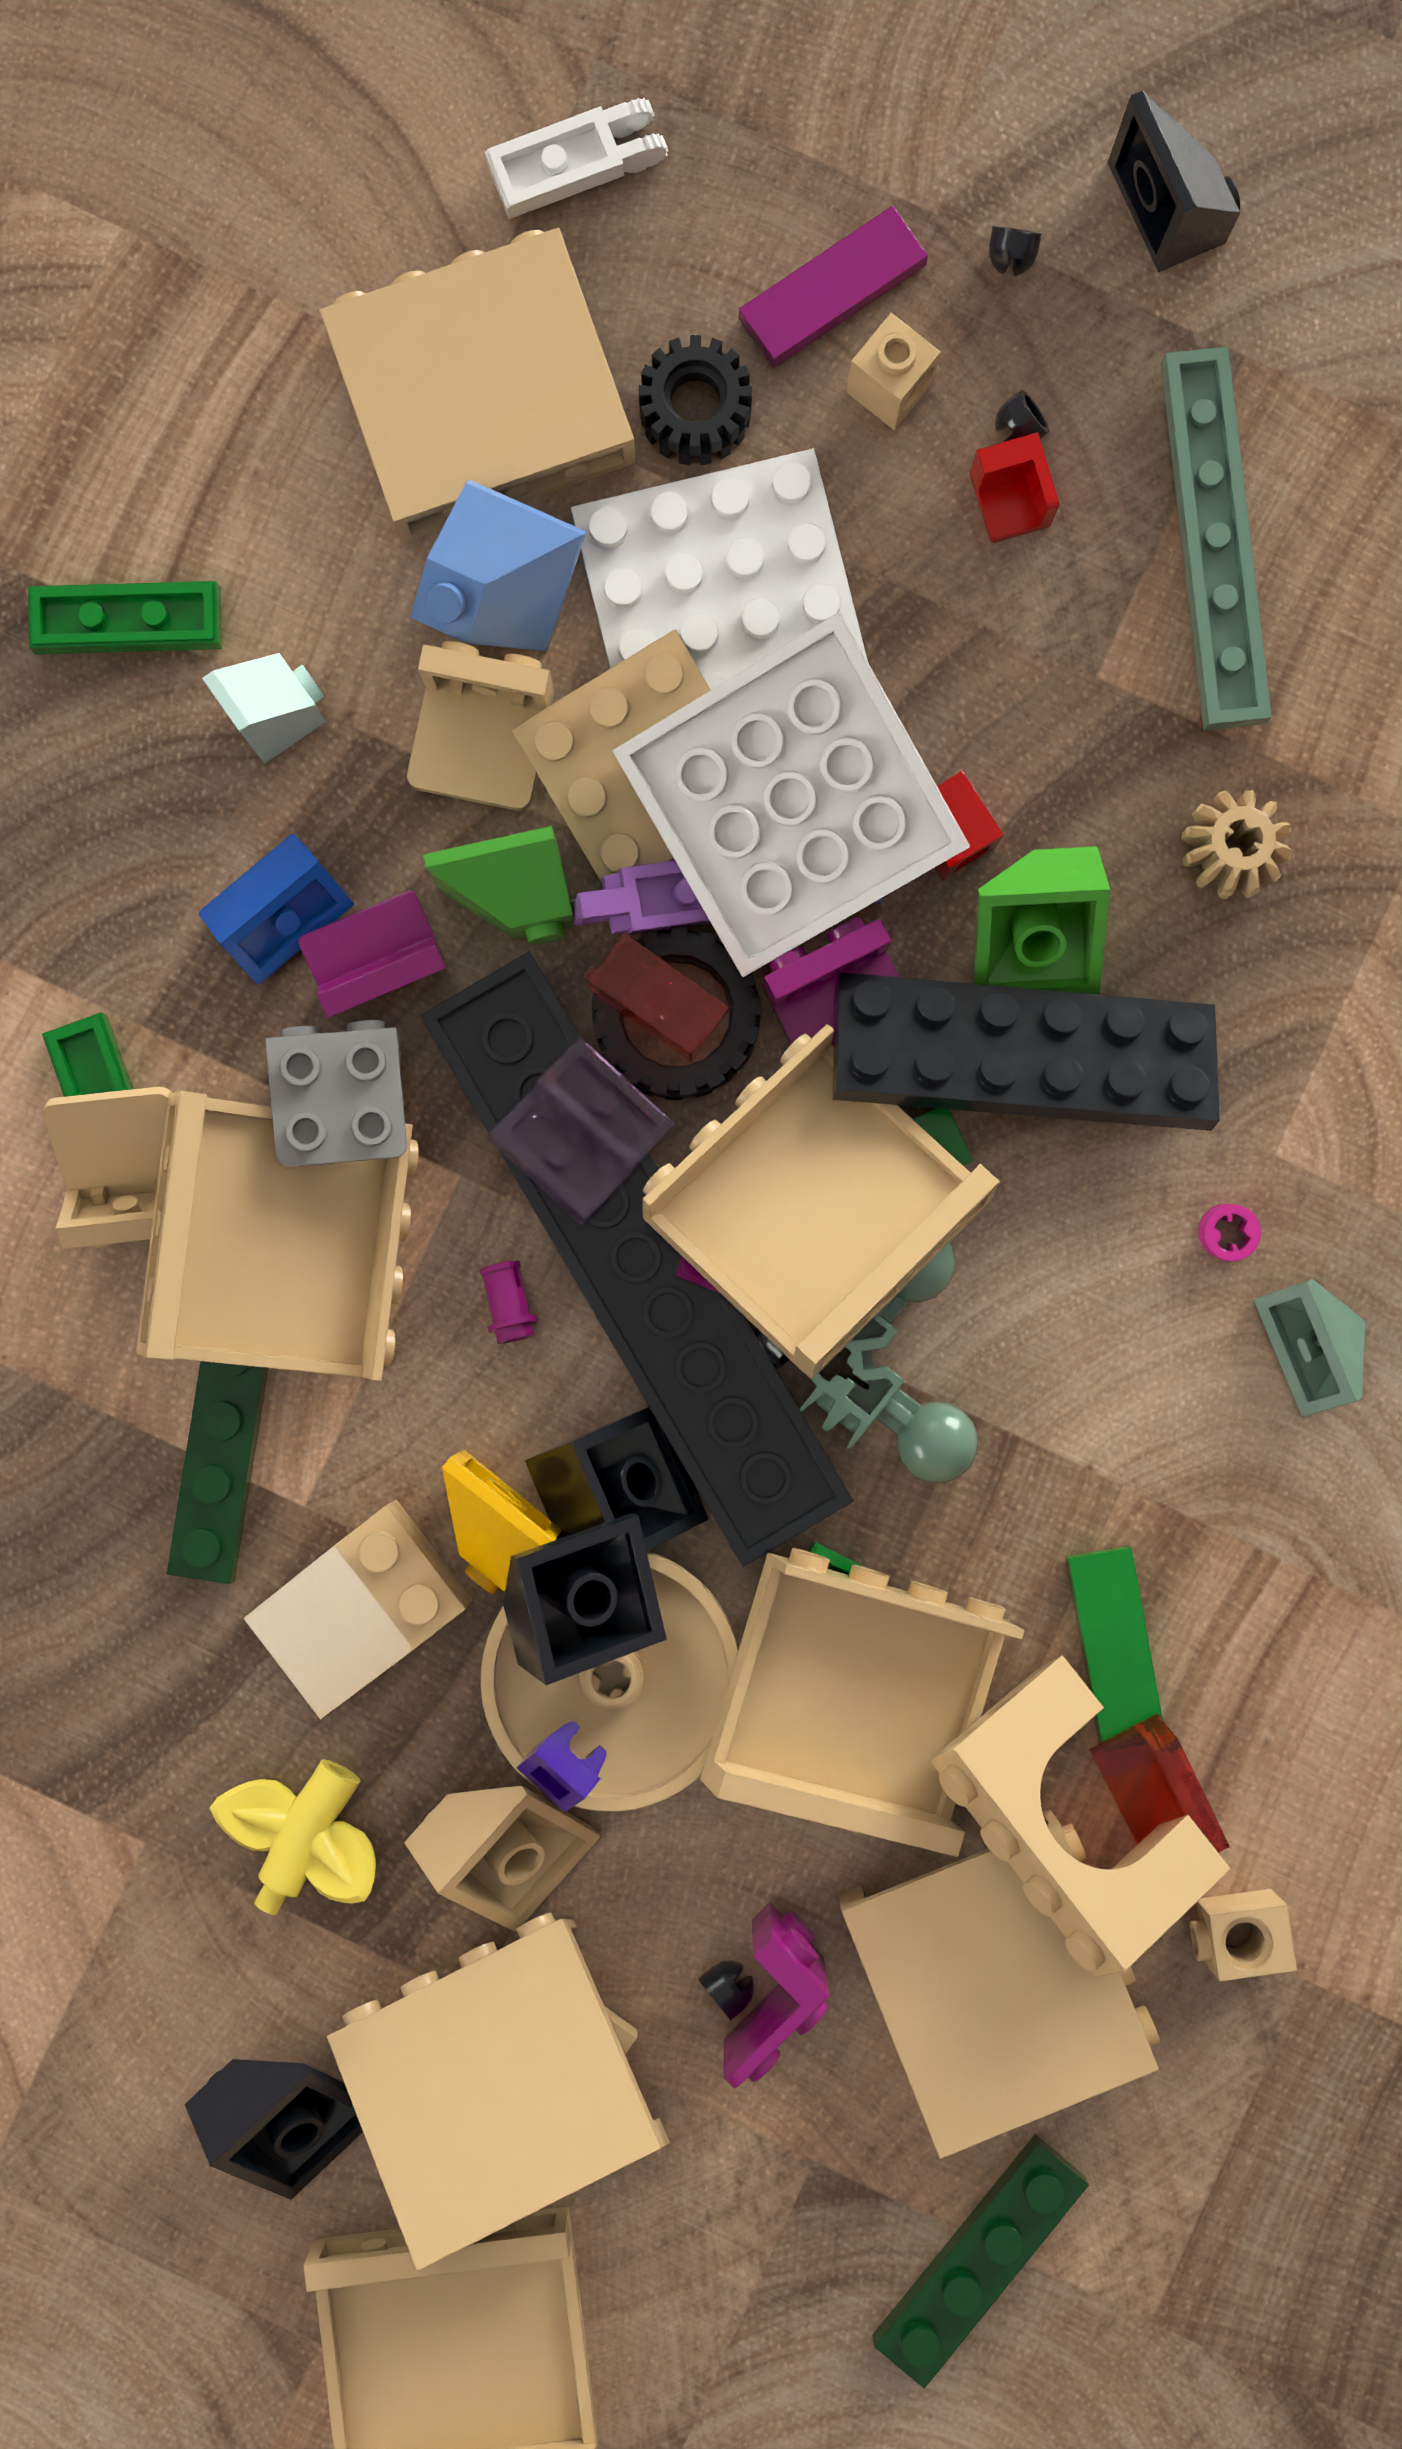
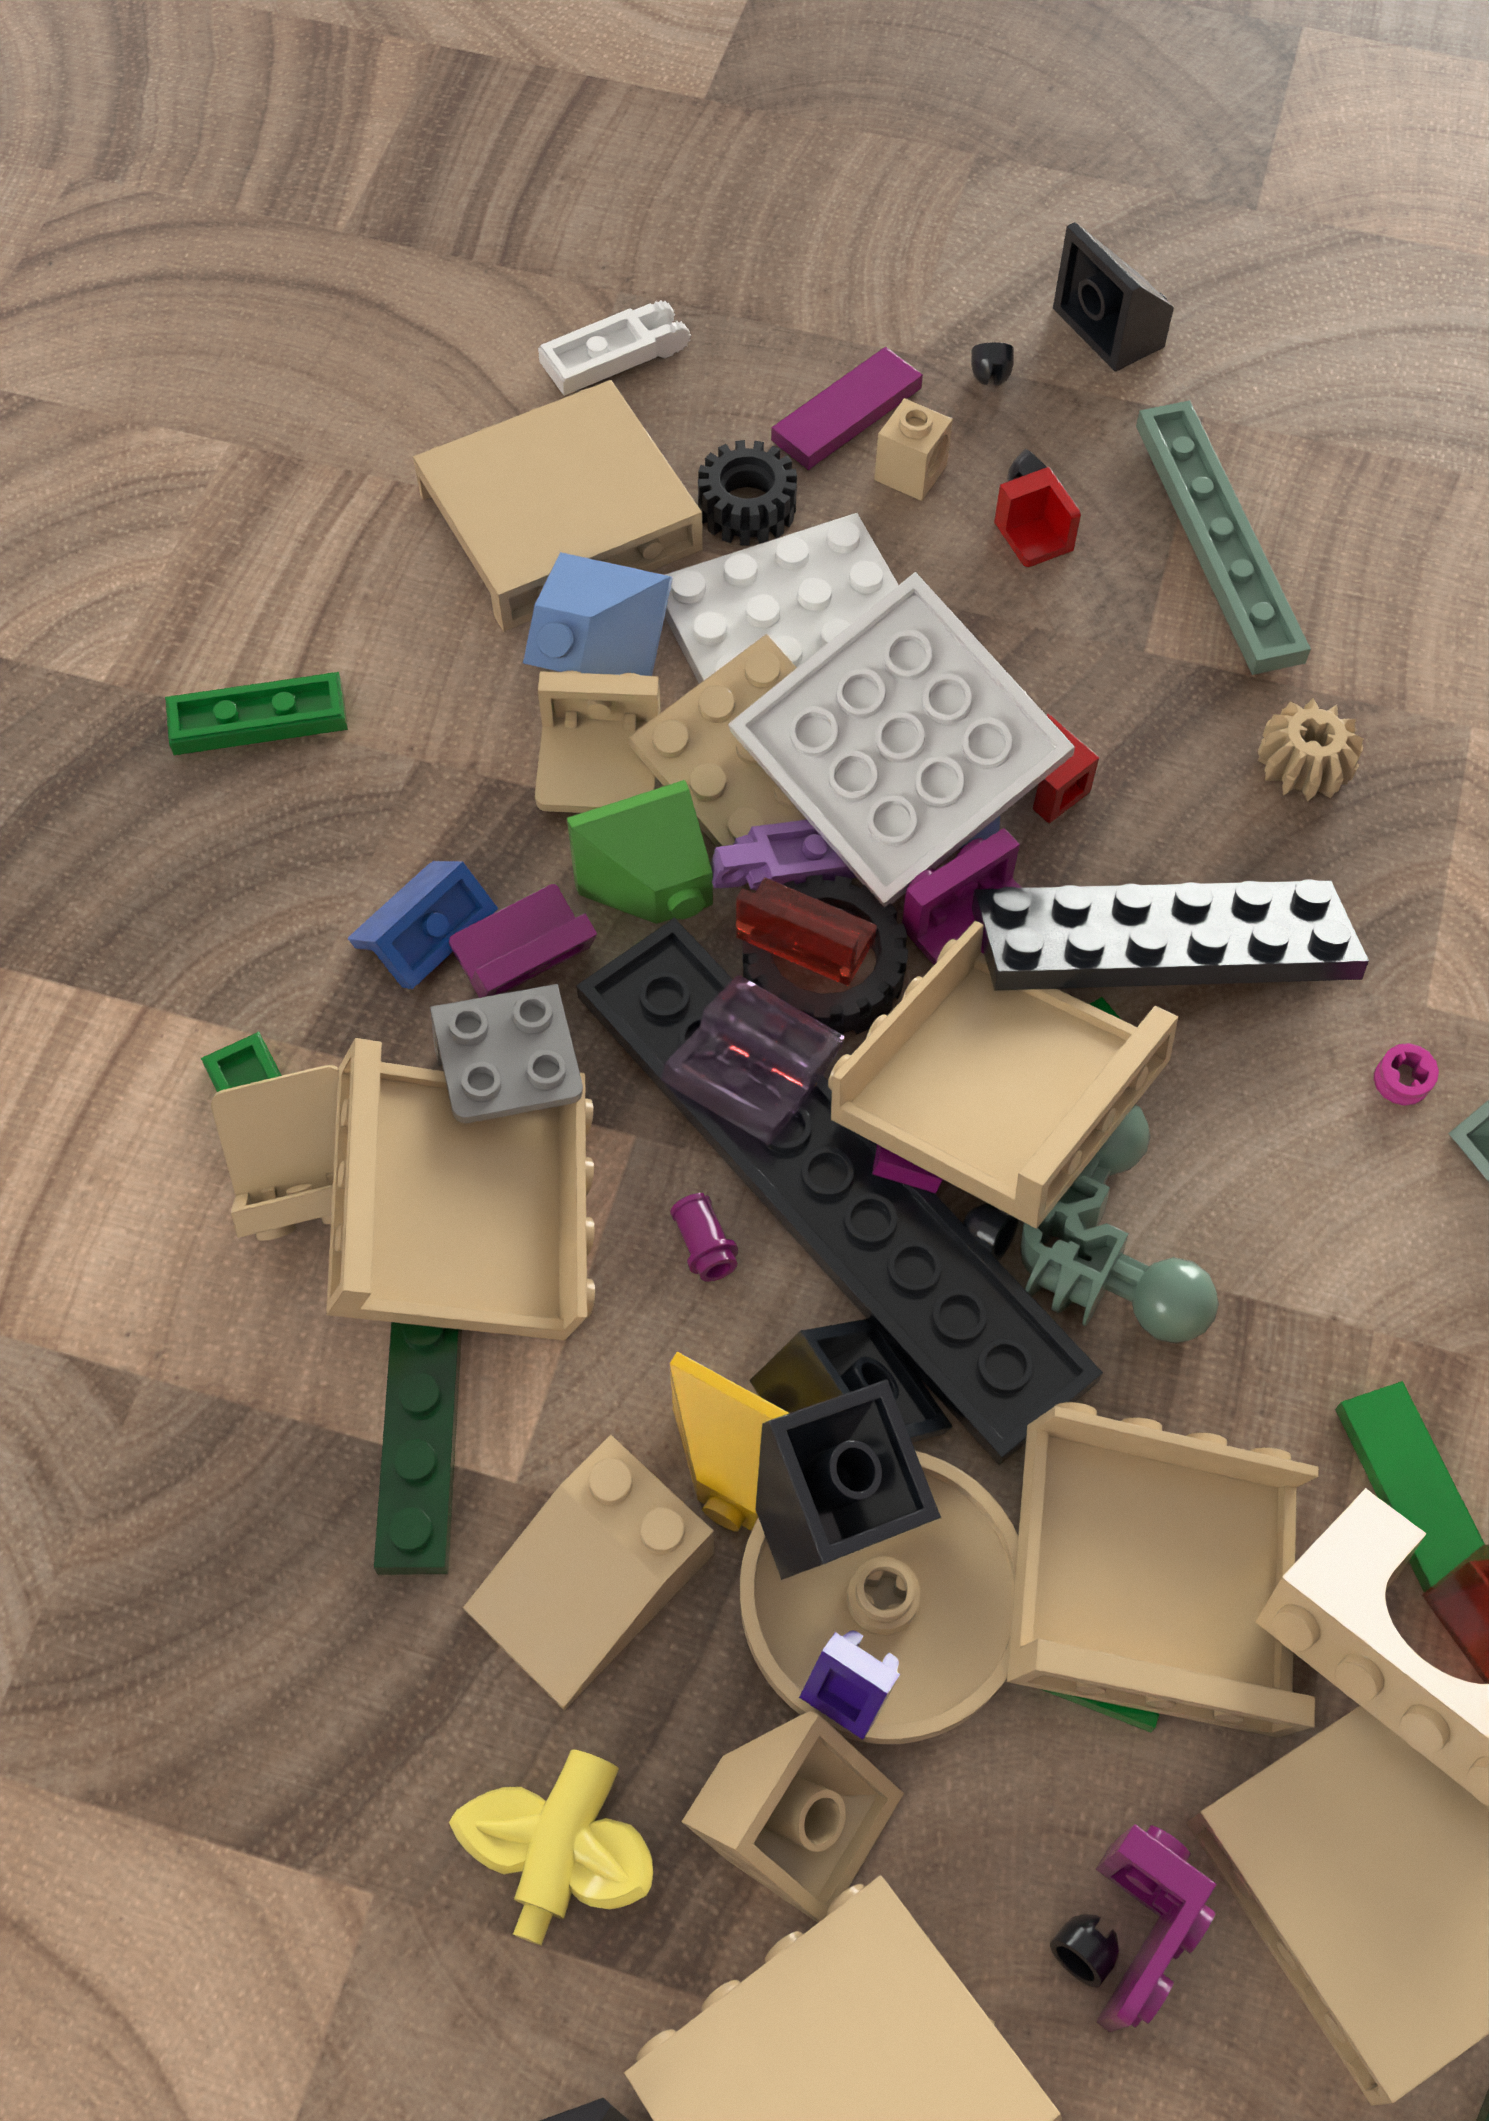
camera: 10 degrees left, 25 degrees down
(268, 702) = (396, 750): light aqua slope -> none
(1044, 922) = (1156, 828): bright green slope -> none

